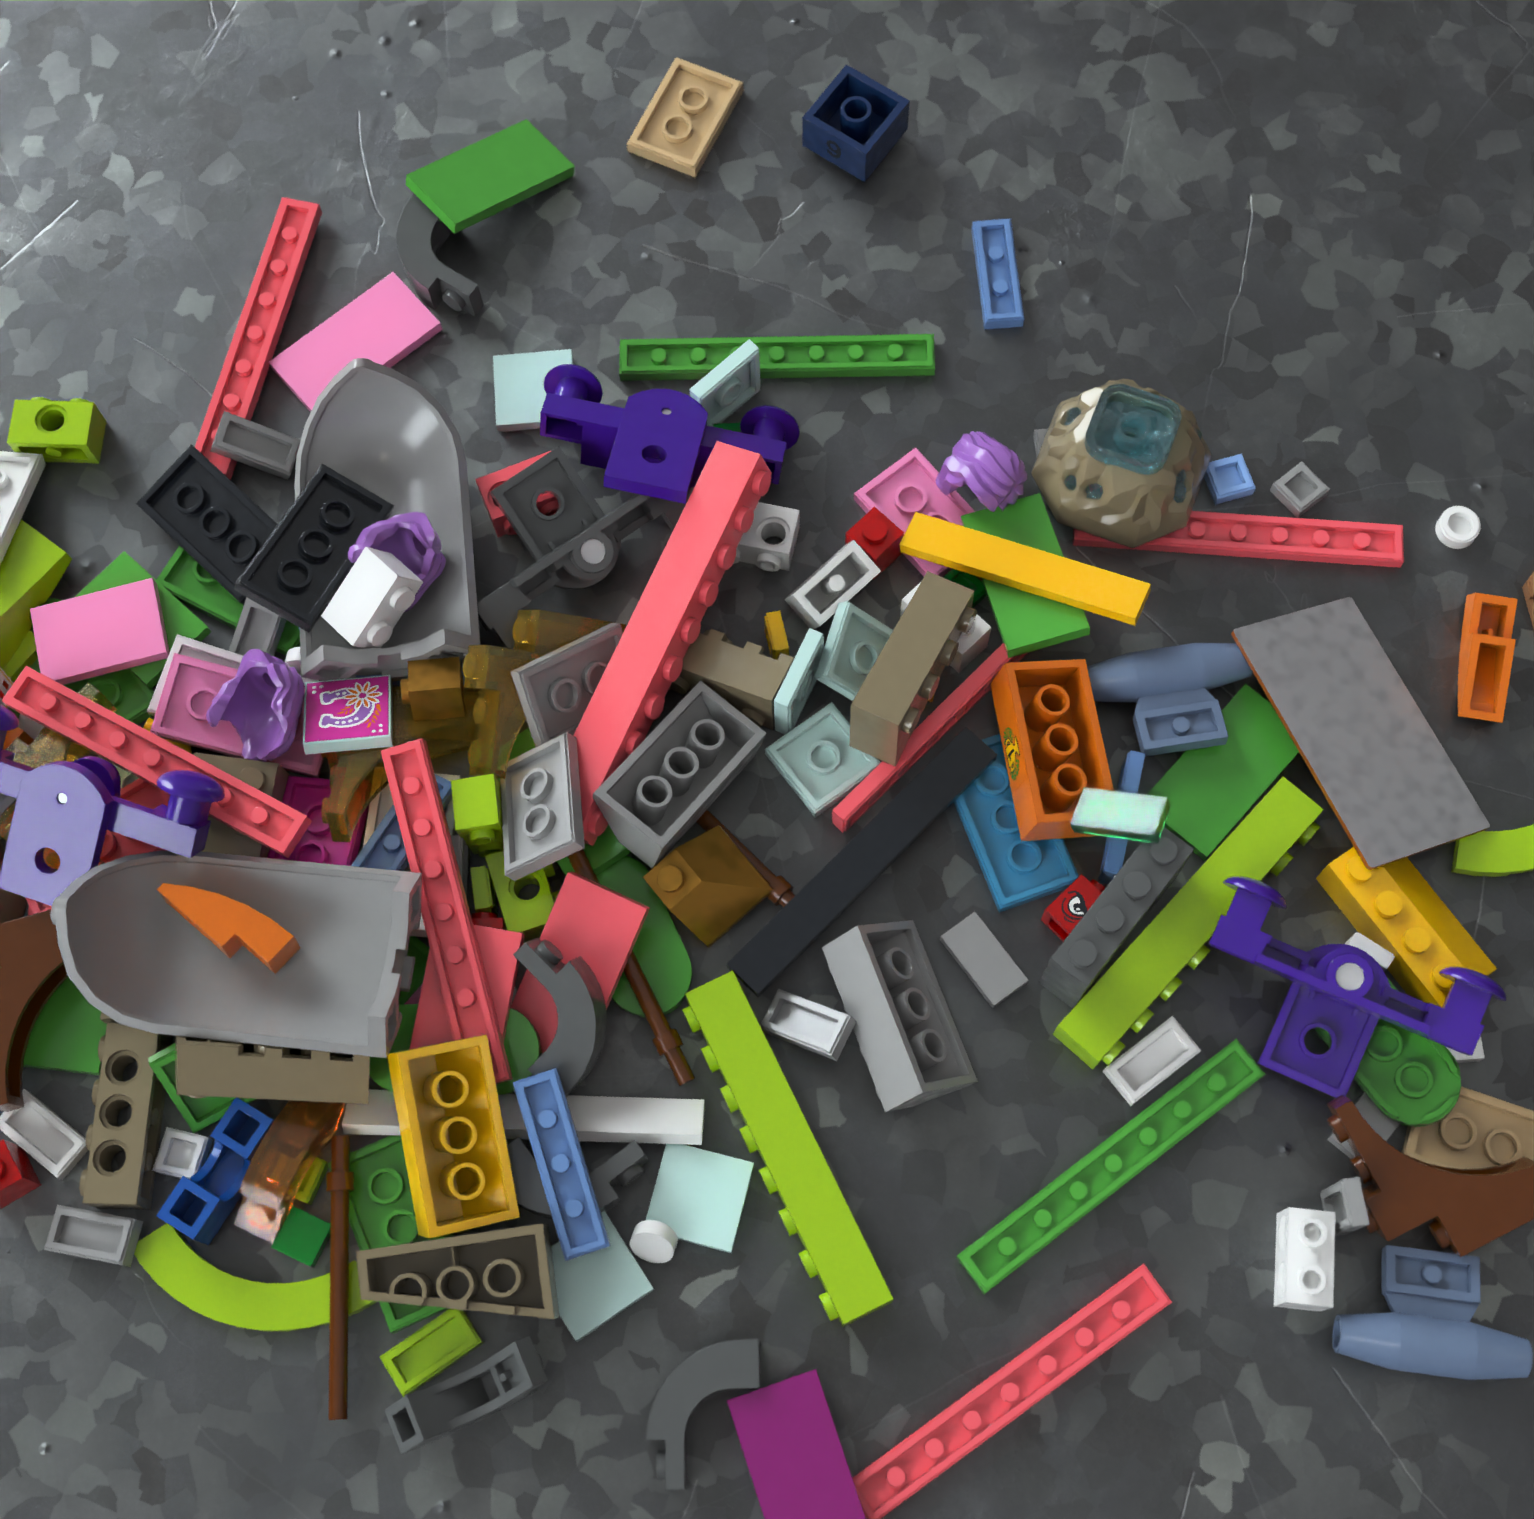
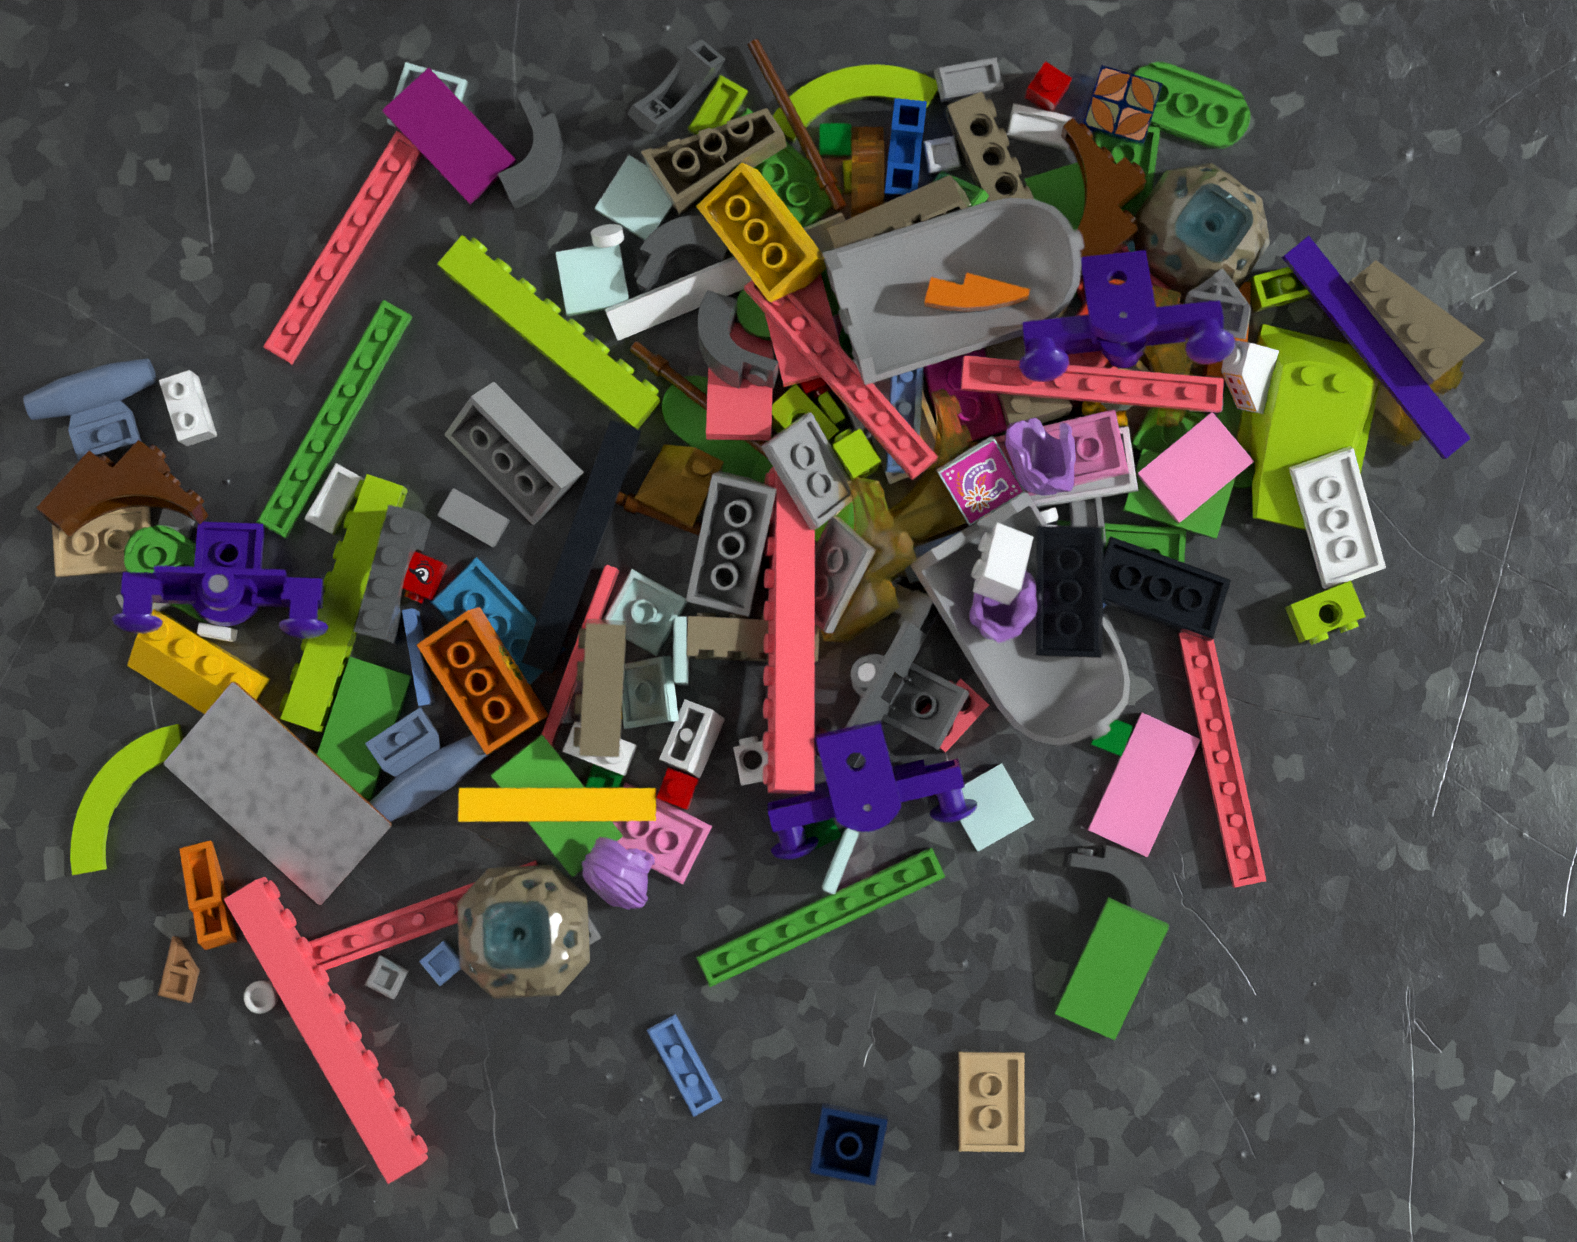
camera: 155 degrees right, 15 degrees up
(255, 445) = (1169, 665): light grey tile -> none
(434, 689) = (930, 525): pearl gold brick -> none
(561, 1164) = (685, 249): medium blue tile -> none
(775, 634) = (715, 684): yellow tile -> none
(807, 1024) = (570, 417): light grey tile -> none
(1120, 815) = (413, 635): clear green tile -> none
(1348, 1203) = (173, 449): light grey tile -> none
(1394, 463) = (327, 1029): none -> coral brick

